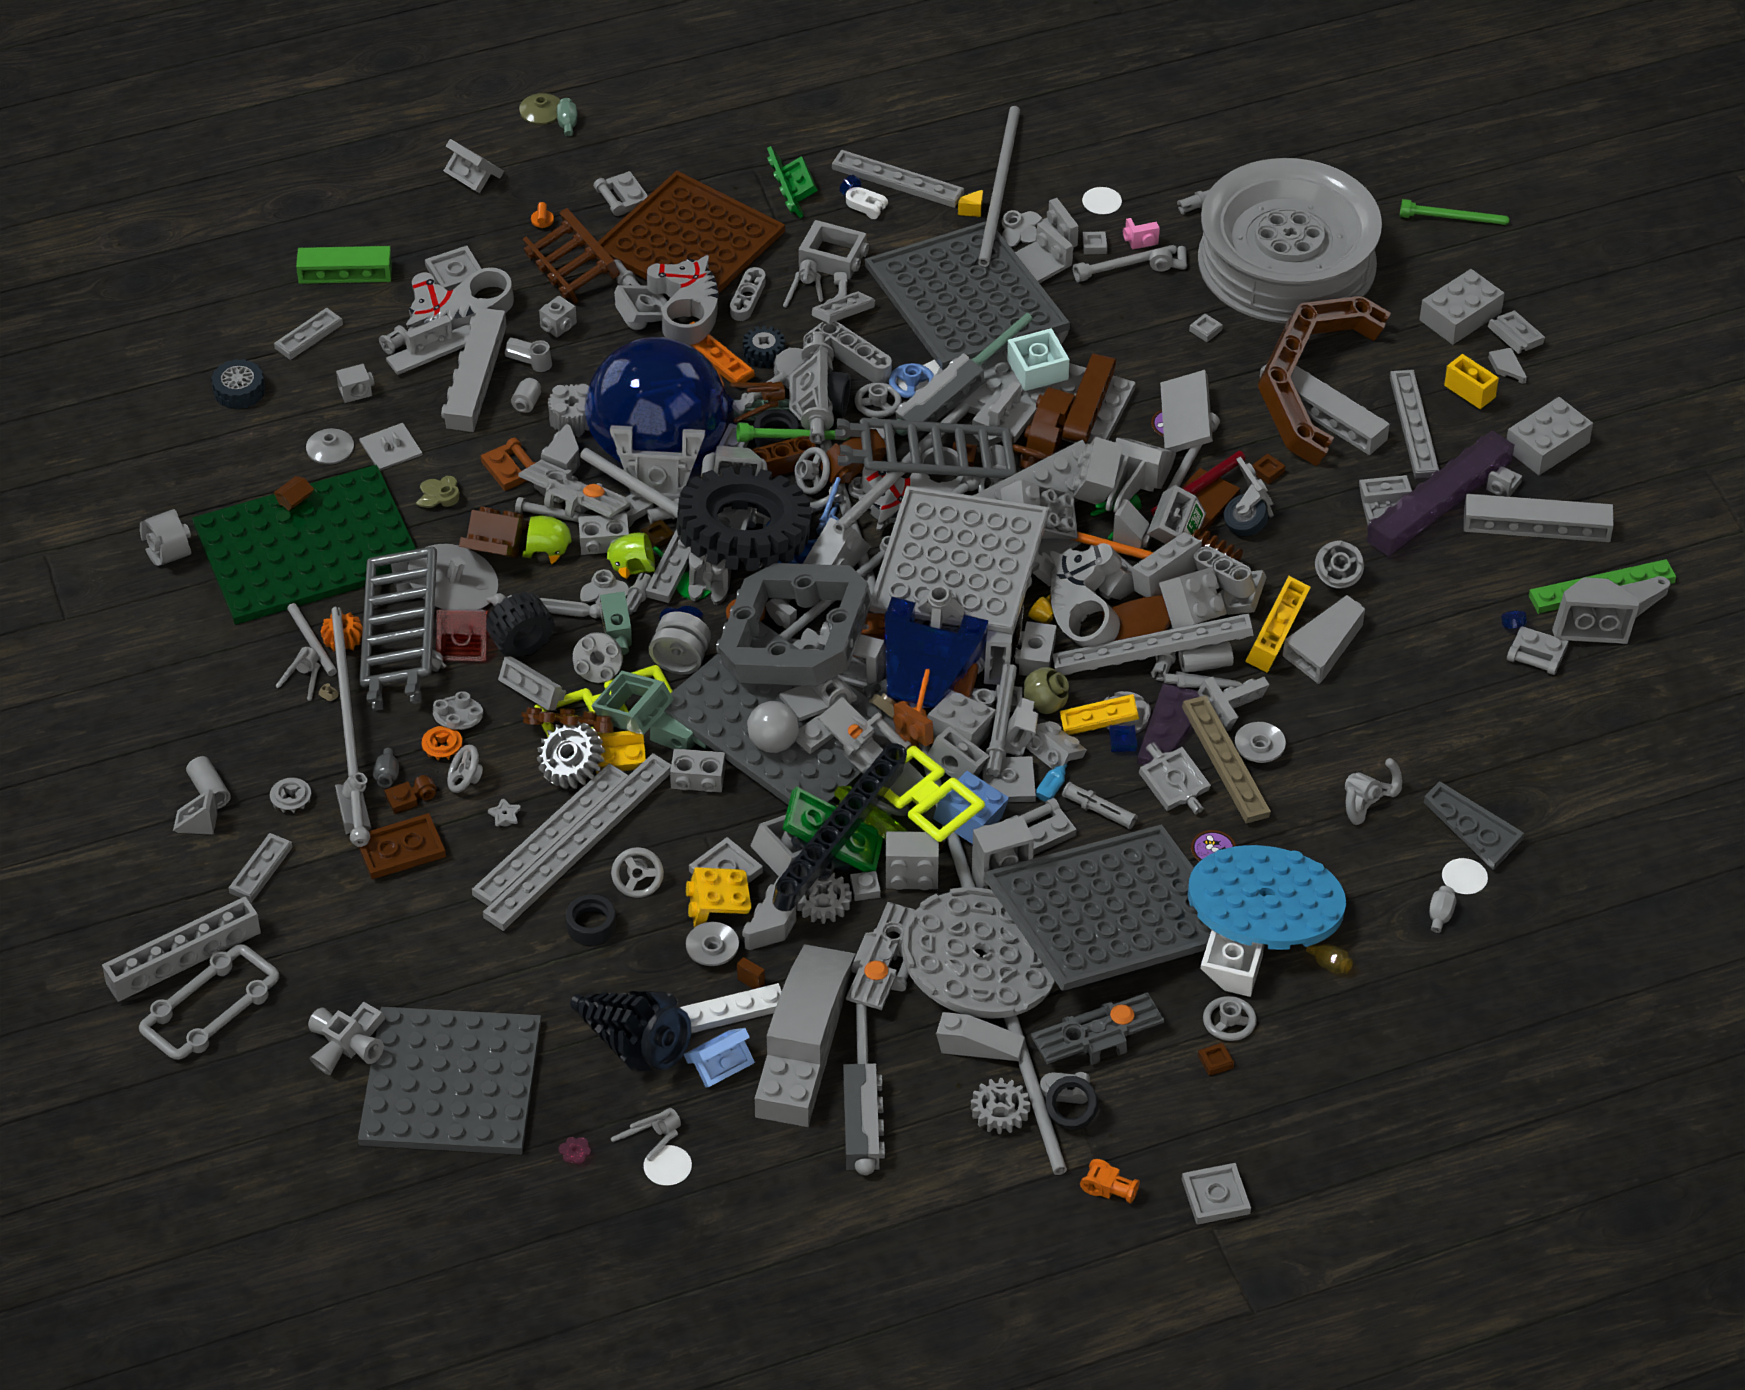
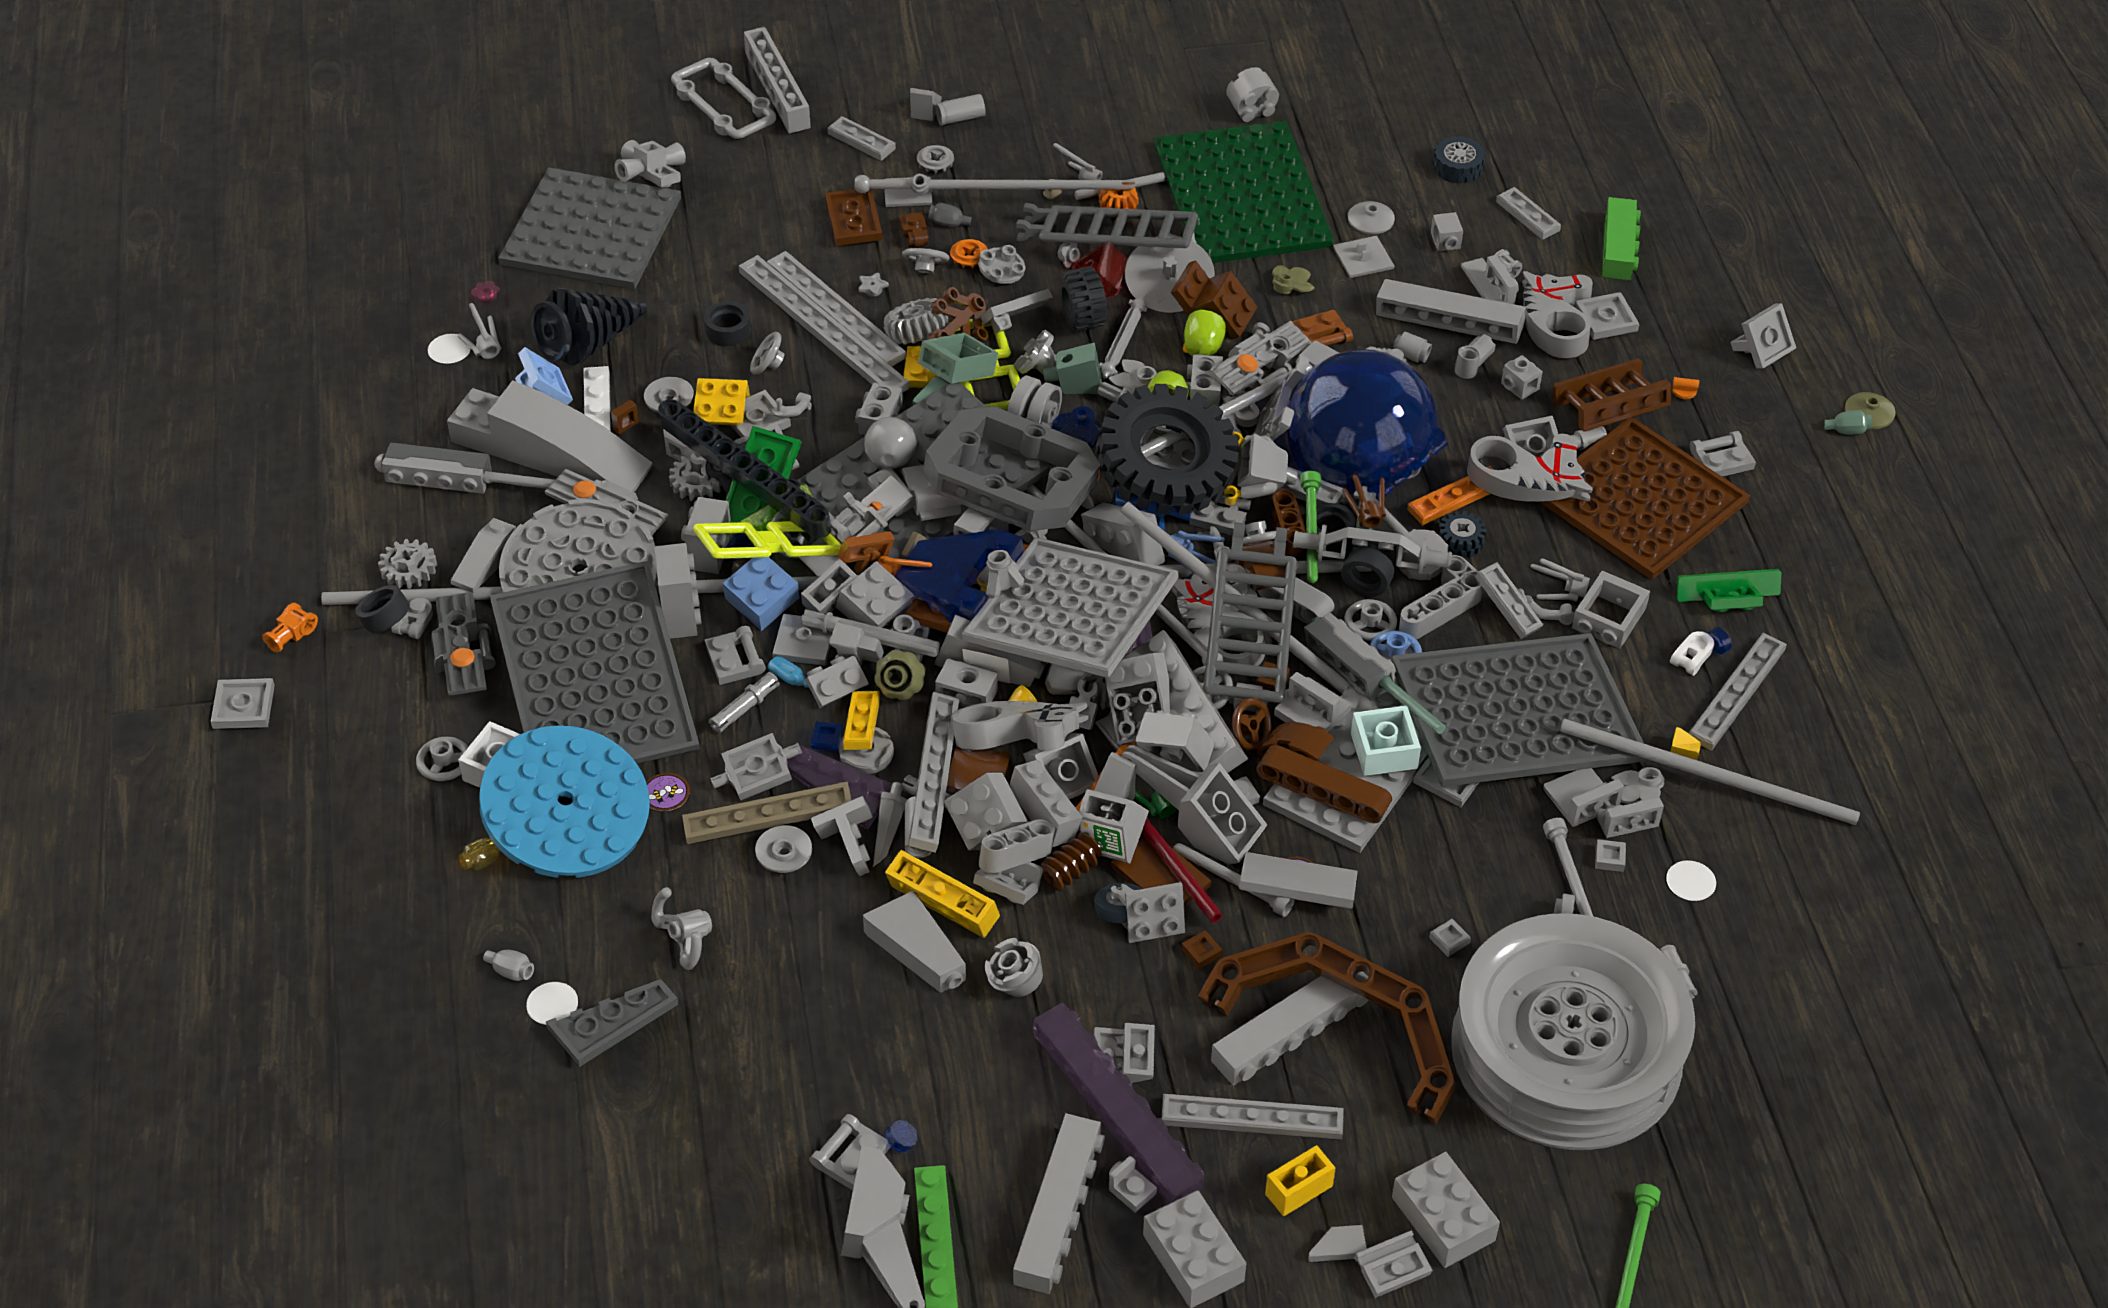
camera: 100 degrees right, 0 degrees up
(293, 492) = (1293, 173): reddish brown piece -> none
(722, 836) = (802, 402): none -> light grey piece
(748, 301) = (1531, 534): light grey beam -> none
(1141, 235) = (1611, 896): bright pink bracket -> none
(1215, 1059) = (400, 738): reddish brown tile -> none

